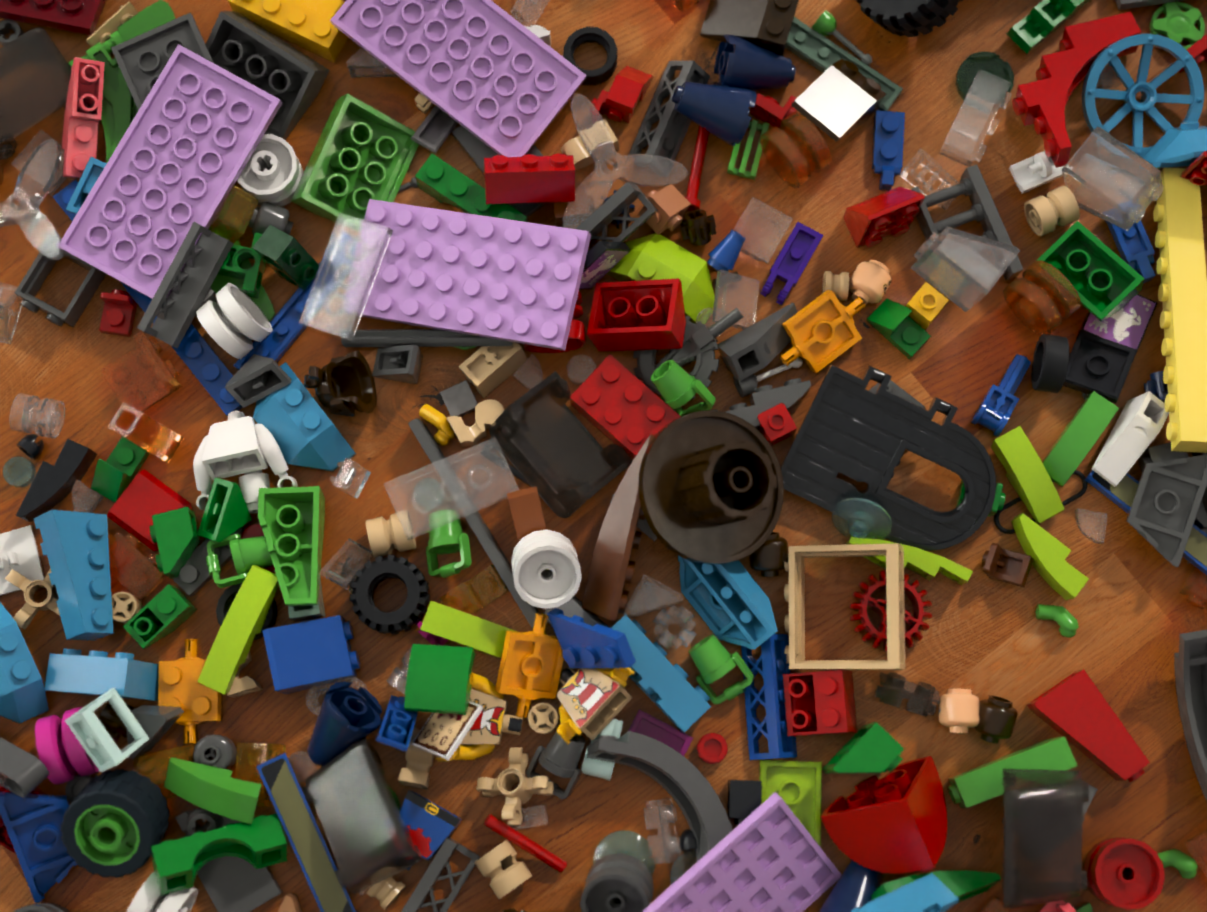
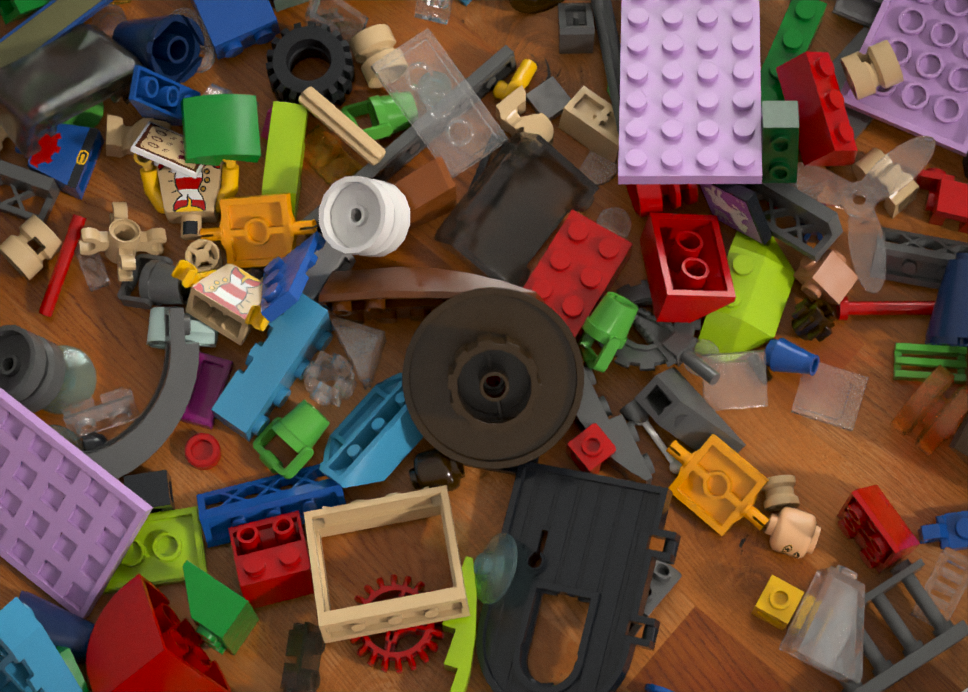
camera: 80 degrees right, 5 degrees down
(456, 574) = (342, 126): none -> tan axle
(503, 126) = (871, 69): none -> tan wheel
(554, 209) = (780, 141): none -> dark green brick
(792, 260) = (799, 438): dark purple hinge -> none
(898, 328) = (745, 580): green slope -> none

